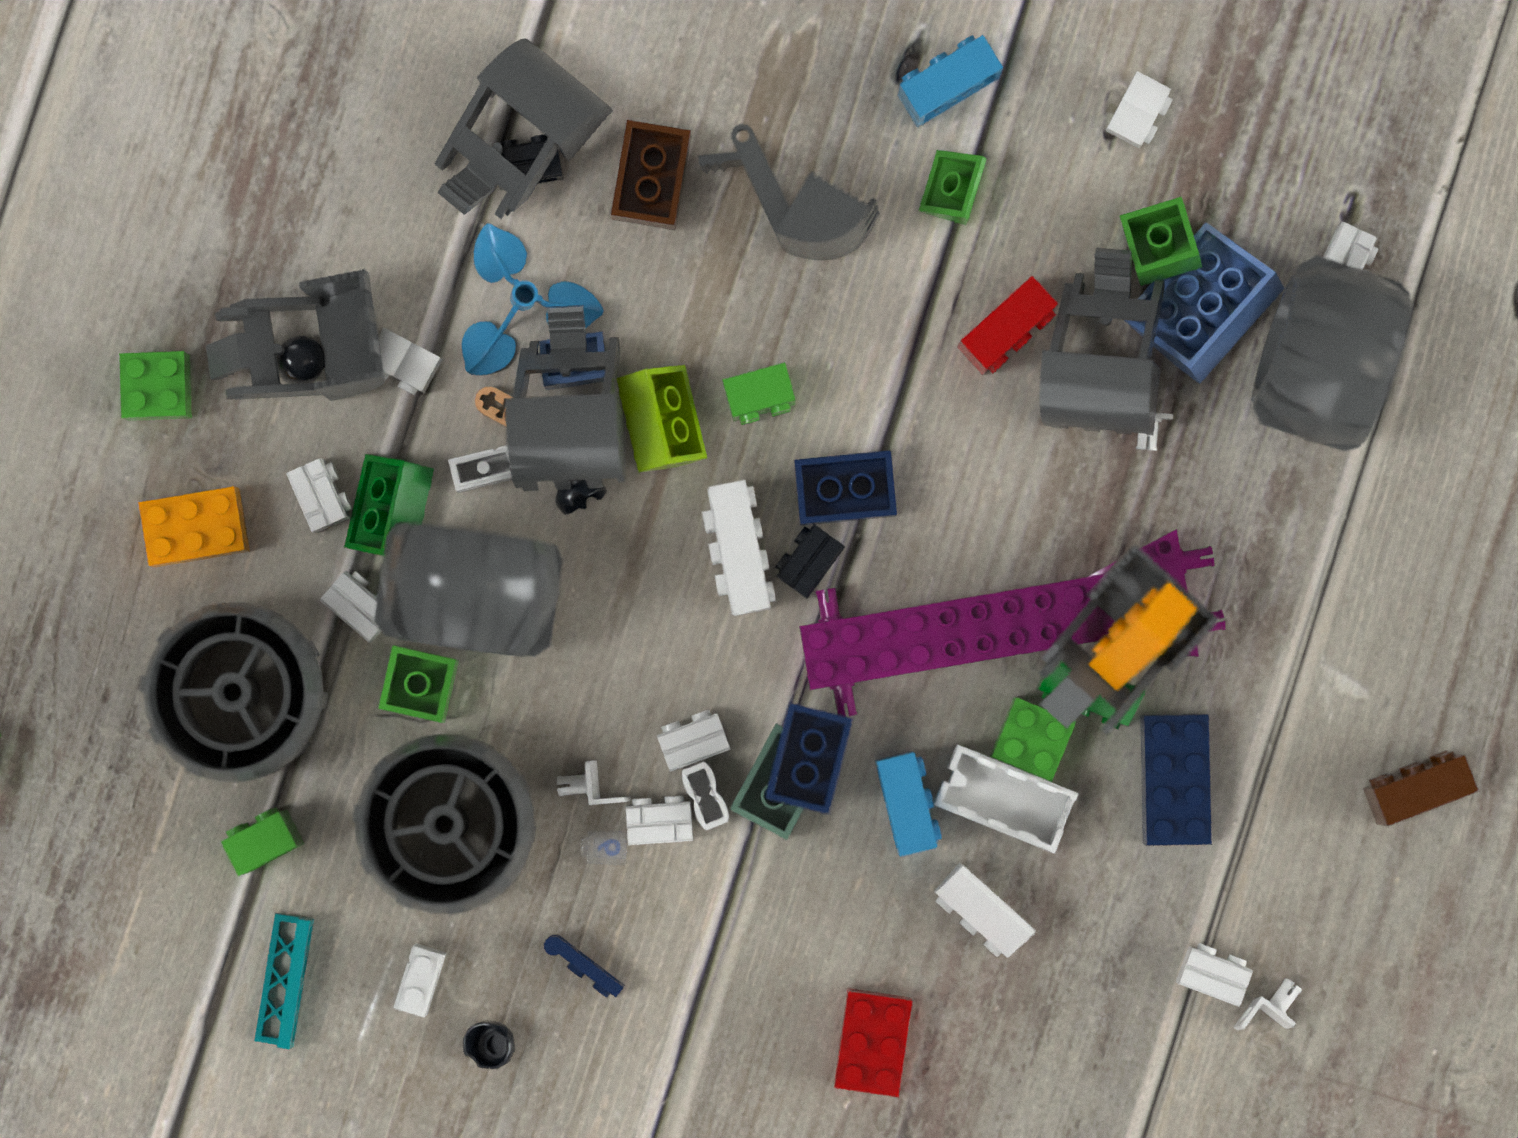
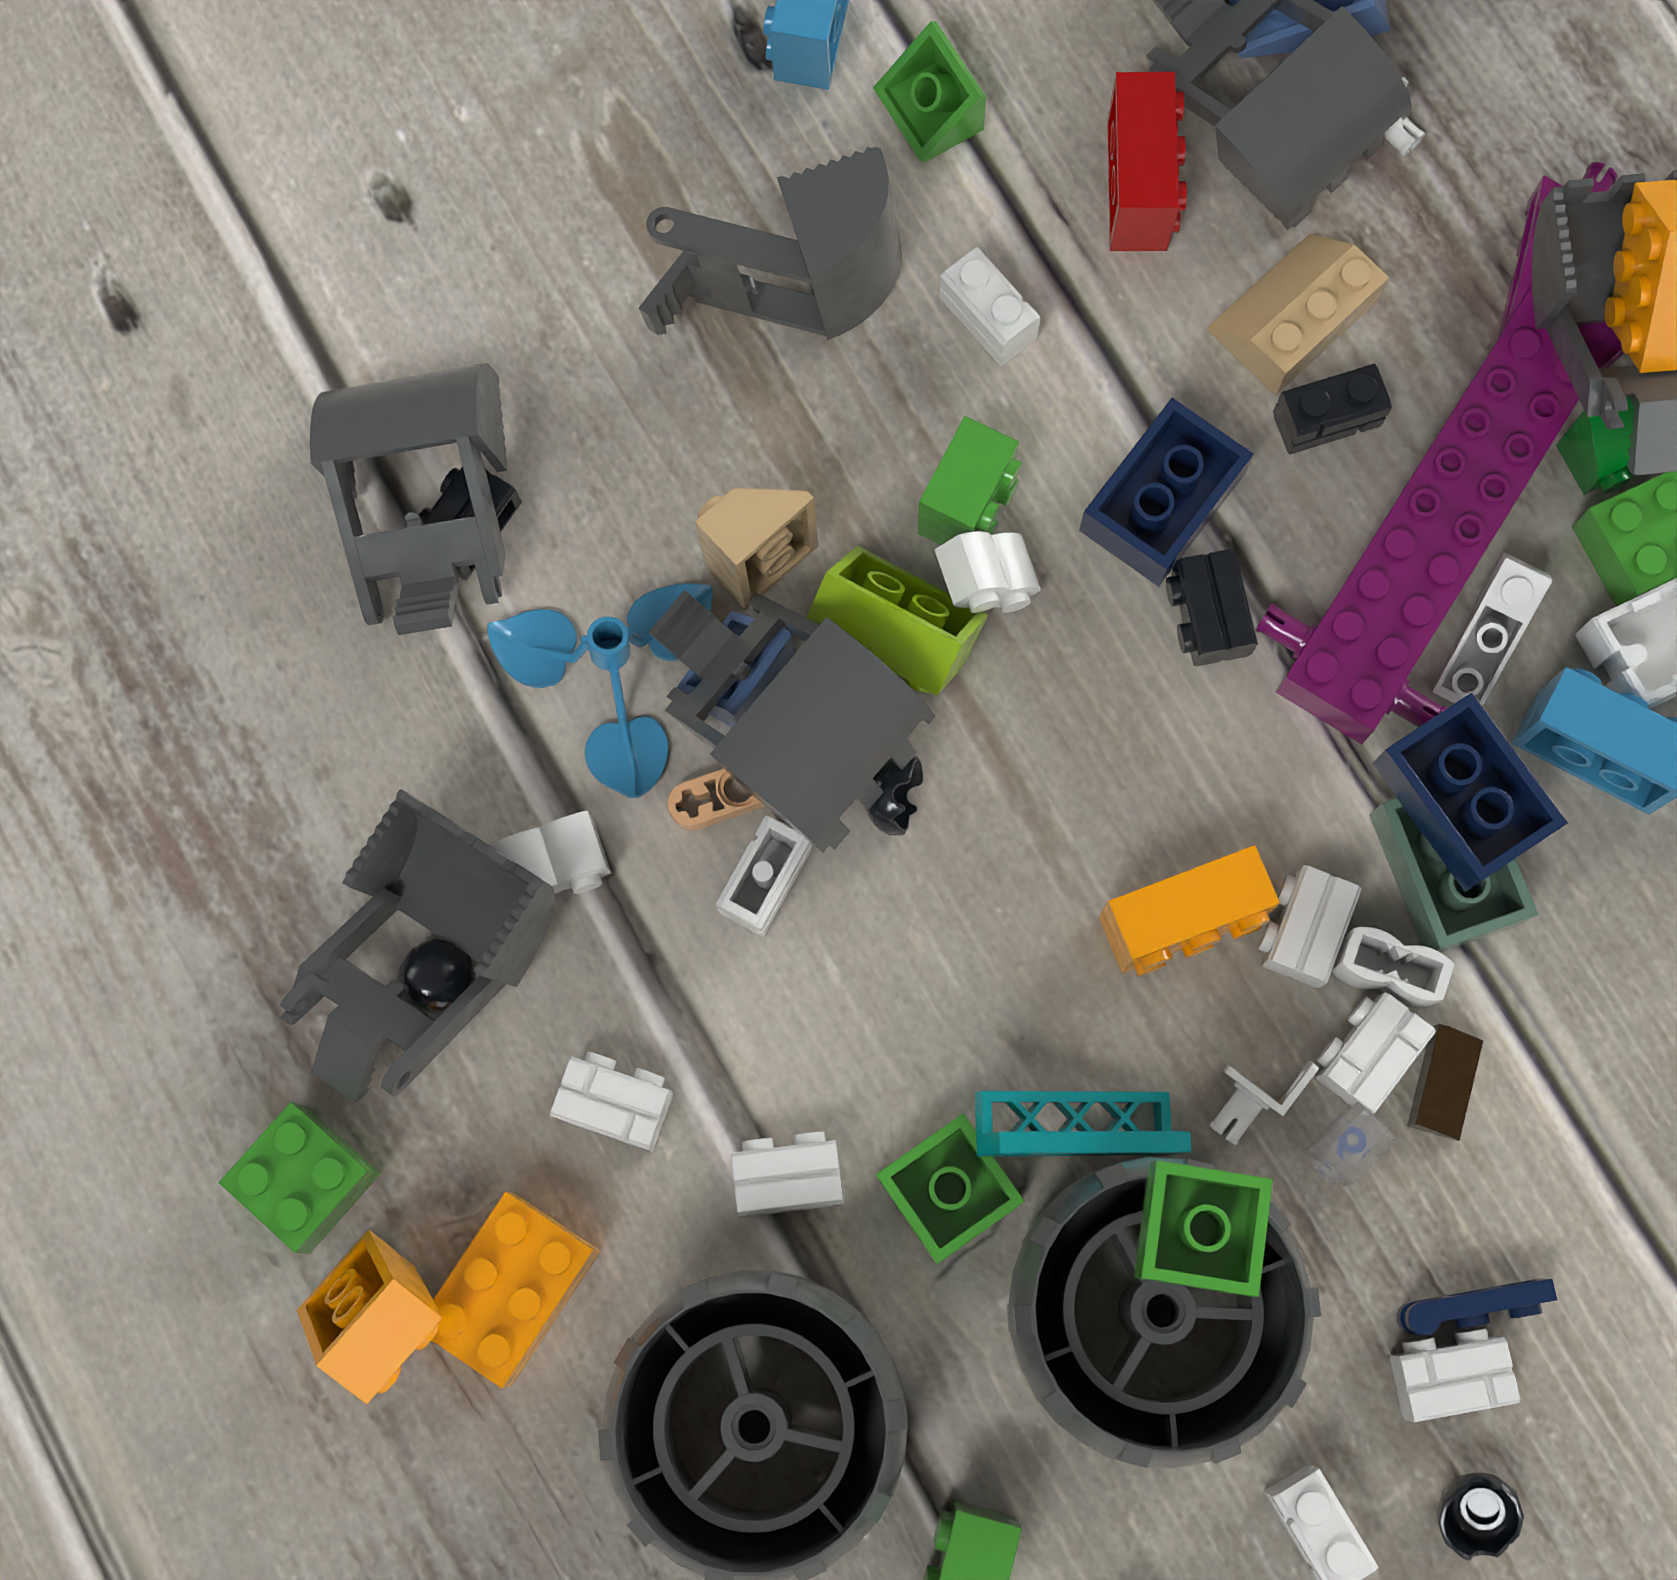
camera: 45 degrees left, 10 degrees down
(124, 478) = (368, 1318): none -> light orange brick
(386, 495) = (704, 1033): green slope -> none
(468, 589) = (896, 1008): dark grey wheel -> none
(484, 807) = (1203, 1228): none -> bright green brick
(491, 725) = (1085, 1140): none -> teal fence
(542, 982) = (1454, 1376): none -> white brick
(634, 317) = (756, 537): none -> tan slope
(644, 680) = (1189, 911): none -> light orange brick
(651, 175) = (610, 394): reddish brown brick -> none
(677, 867) = (1445, 1082): none -> dark brown slope
(726, 439) = (988, 571): none -> white brick
(738, 548) = (1128, 667): white piece -> none
(866, 316) = (989, 306): none -> white brick
(919, 703) = (1492, 629): none -> white slope
(964, 530) = (1332, 408): none -> black brick
(1004, 467) = (1299, 309): none -> tan slope

